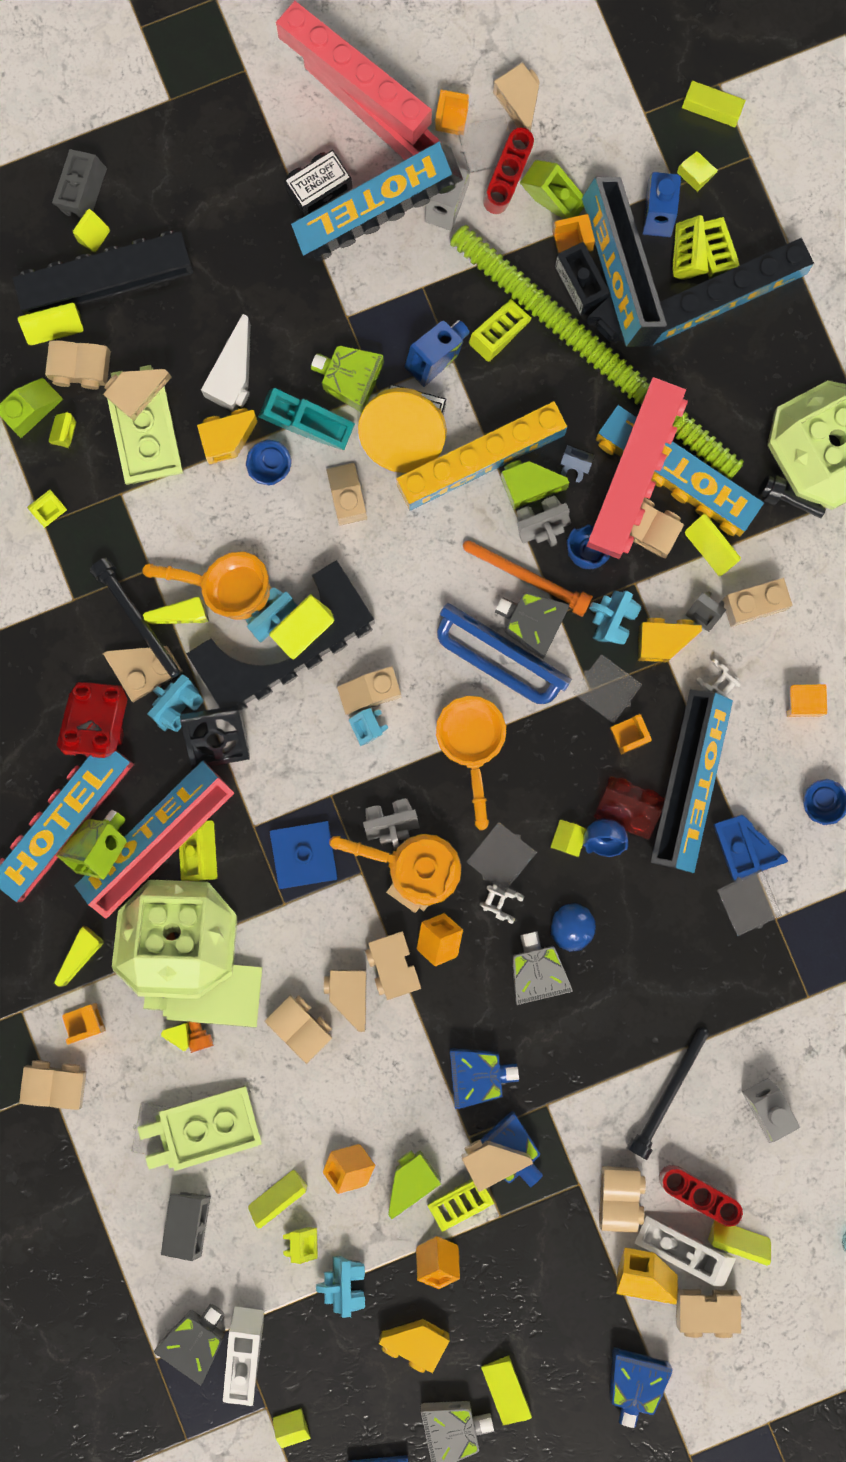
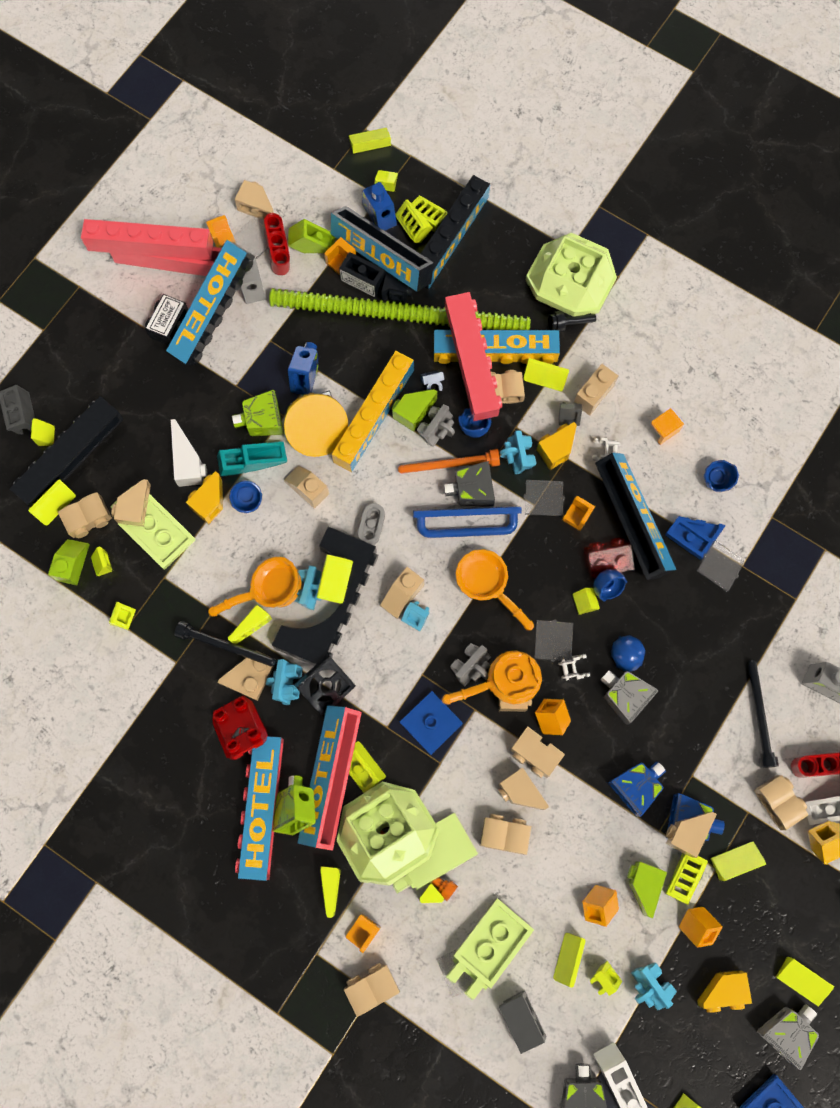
camera: 35 degrees left, 10 degrees down
(388, 588) = (371, 525): none -> light grey plate
(486, 343) = (330, 347): neon yellow slope -> none
(528, 1226) = (737, 861): none -> neon yellow slope

